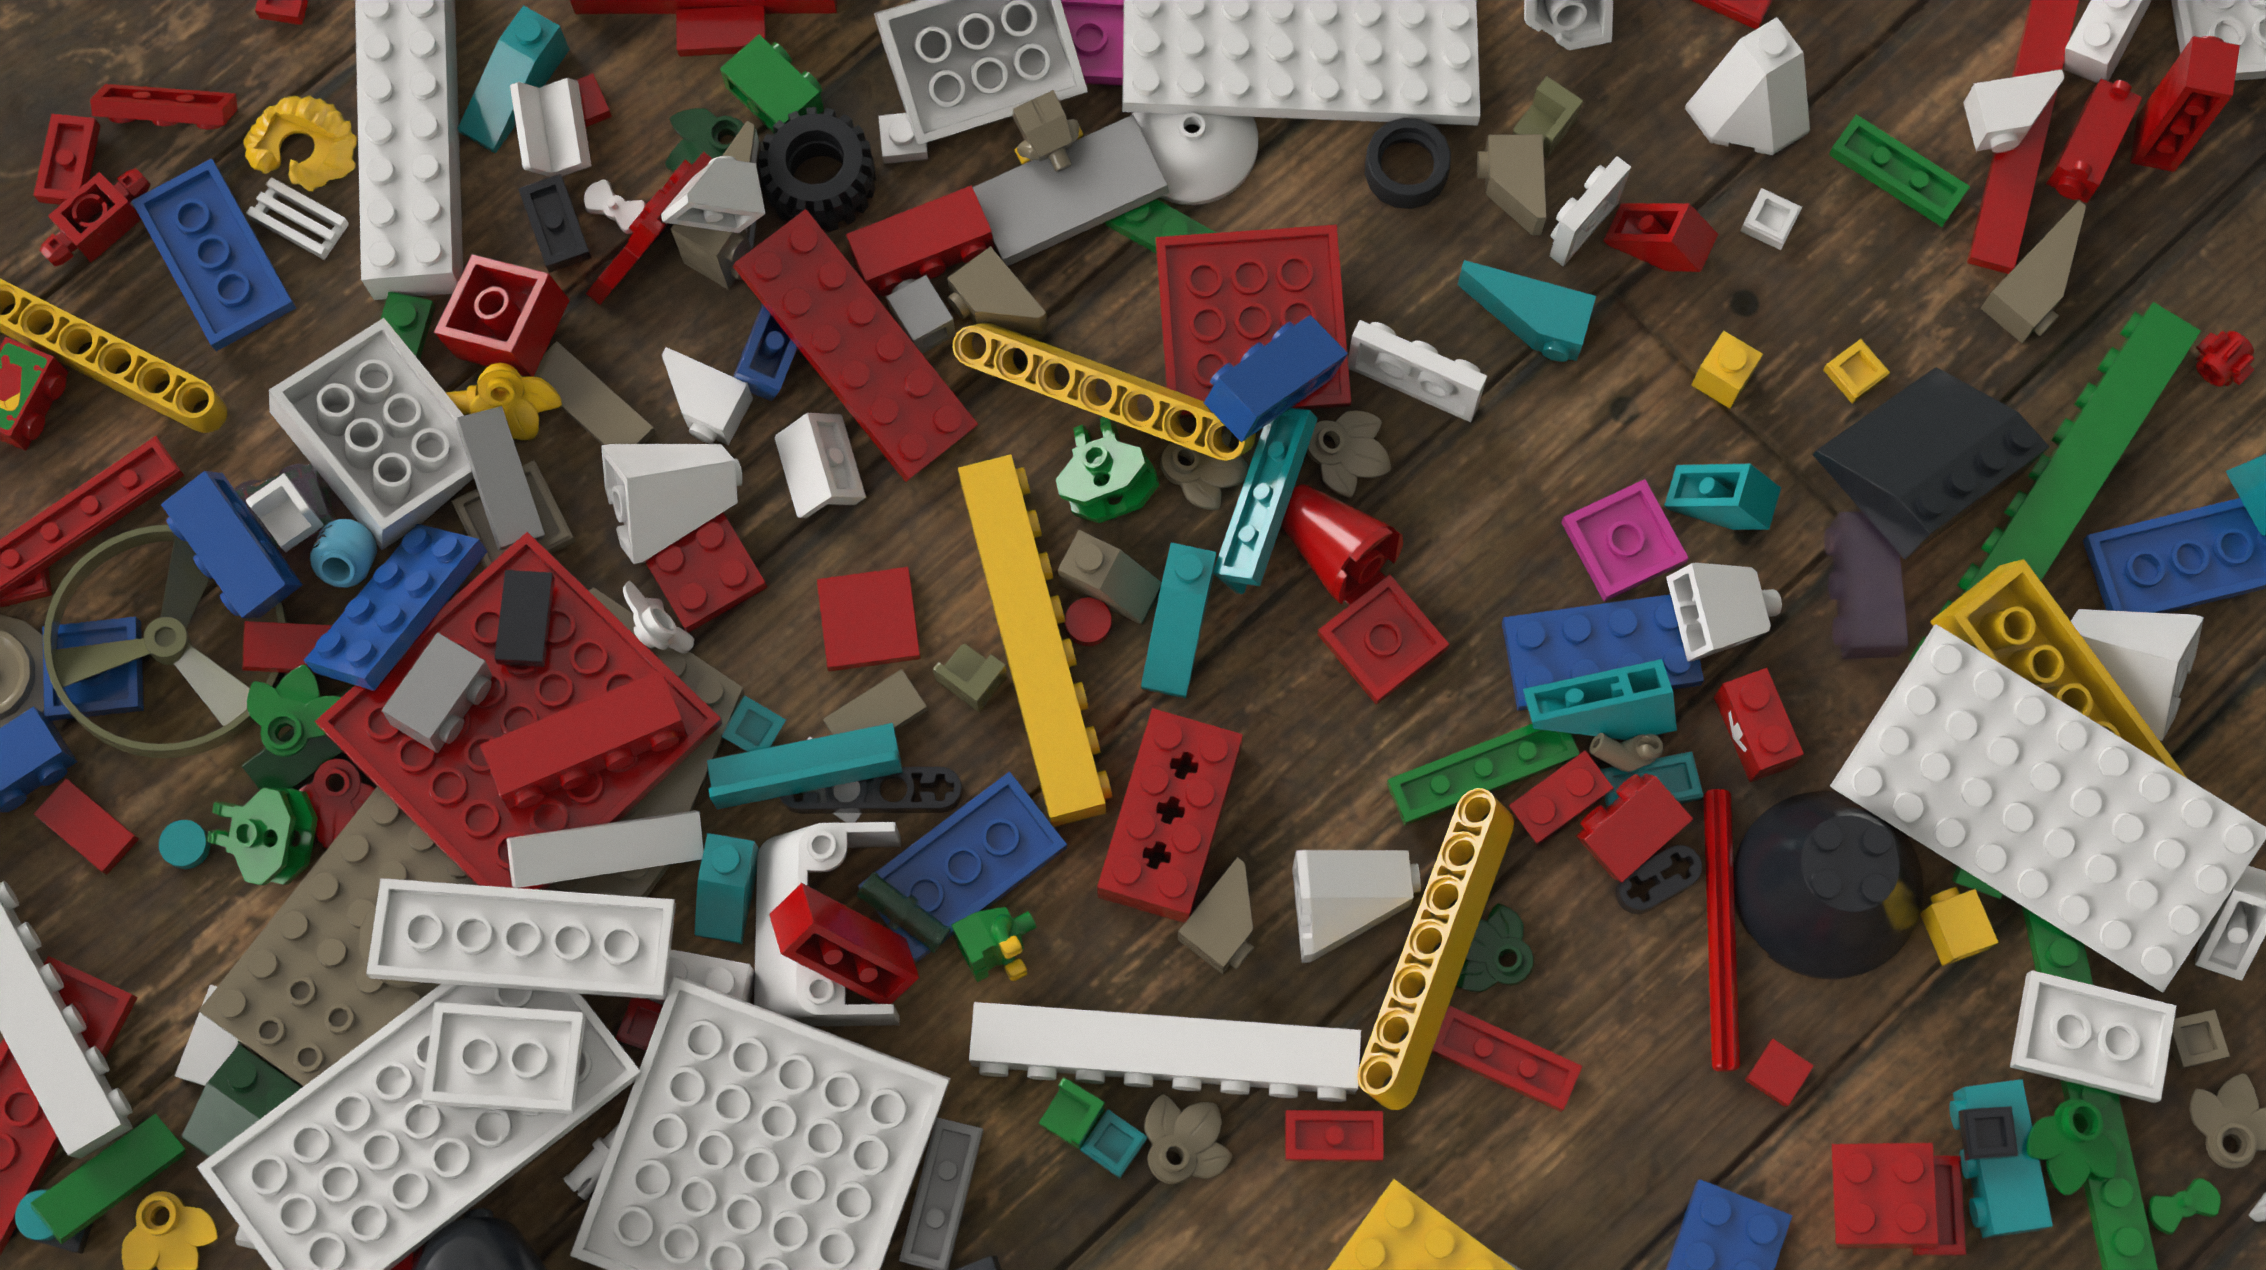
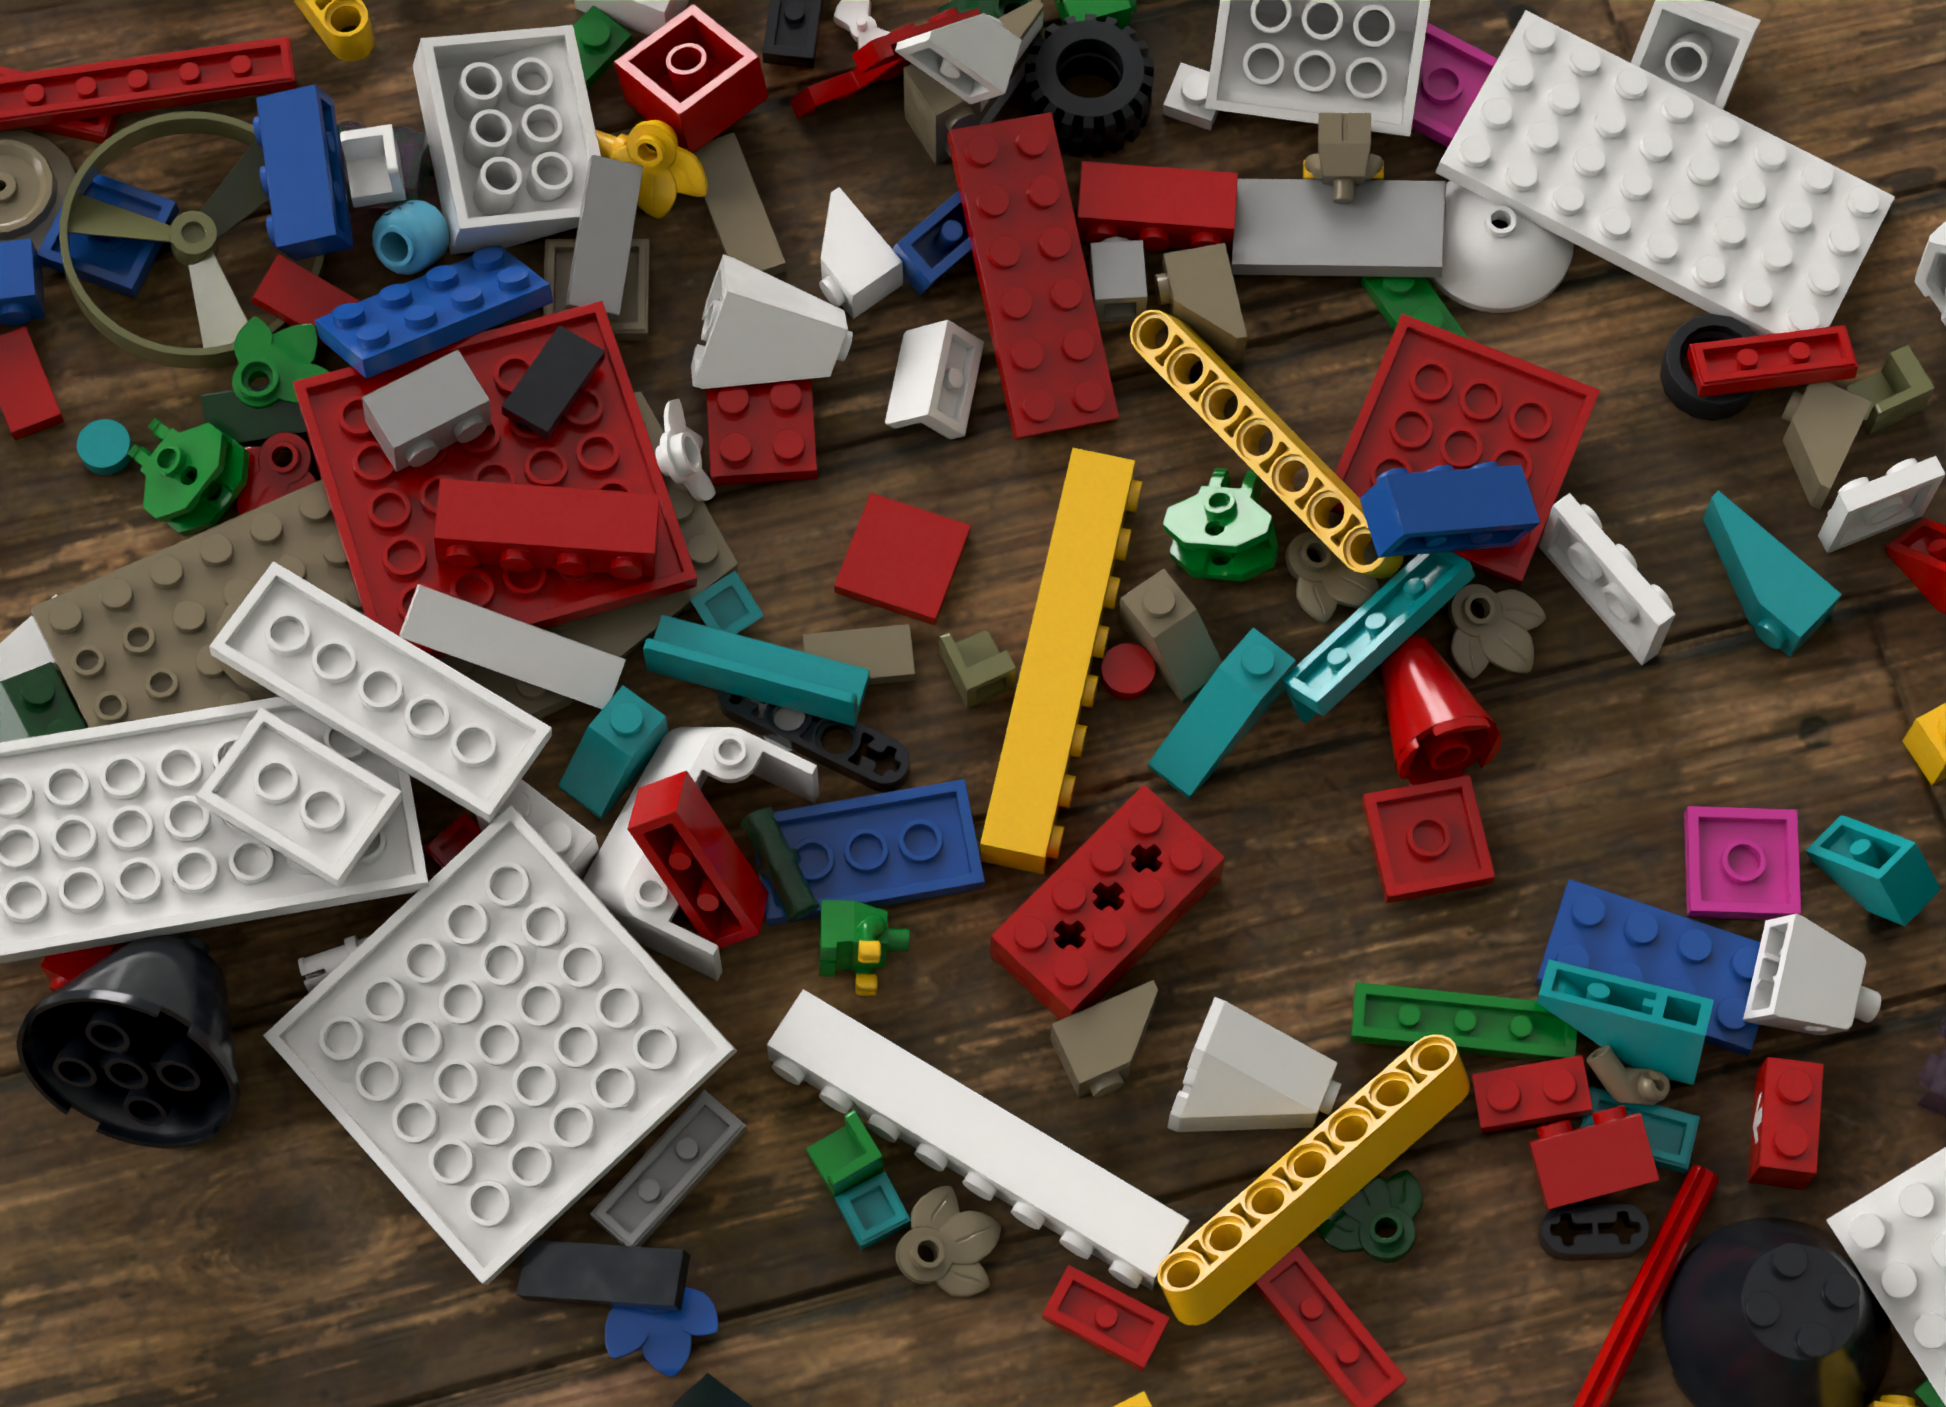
camera: 25 degrees right, 5 degrees down
(1453, 138) = (1772, 361): none -> red tile

